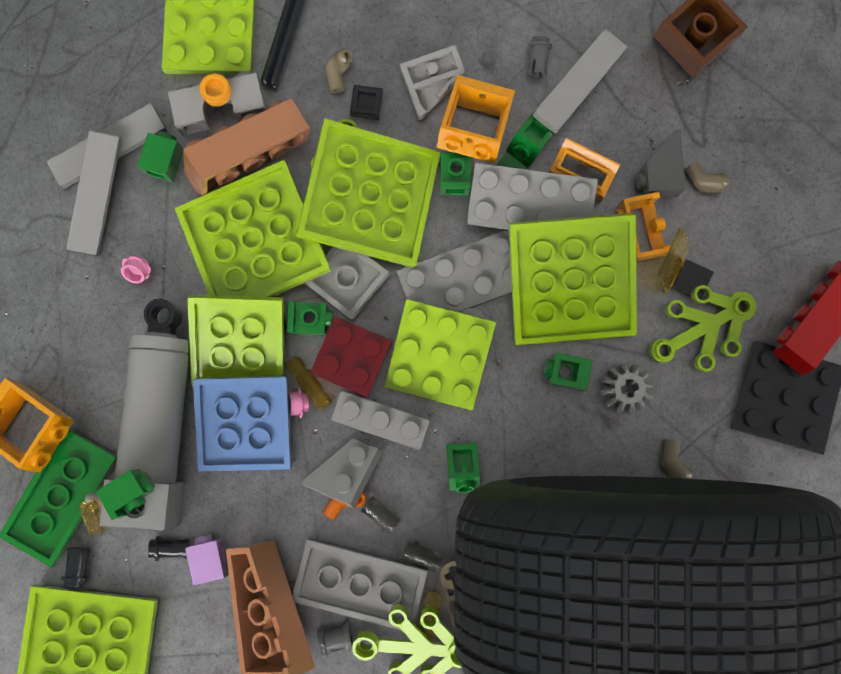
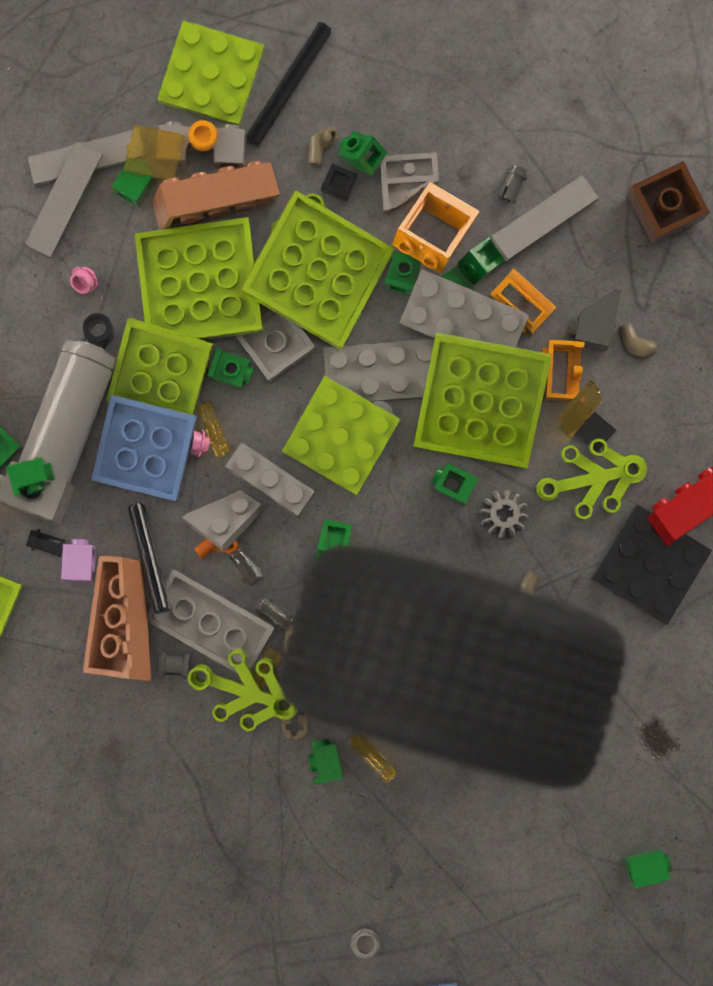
camera: 10 degrees right, 0 degrees up
(170, 120) = (153, 152): none -> clear yellow piece
(279, 536) = (149, 558): none -> black axle
(351, 357) = (259, 415): dark red brick -> none
(373, 61) = (356, 147): none -> green brick

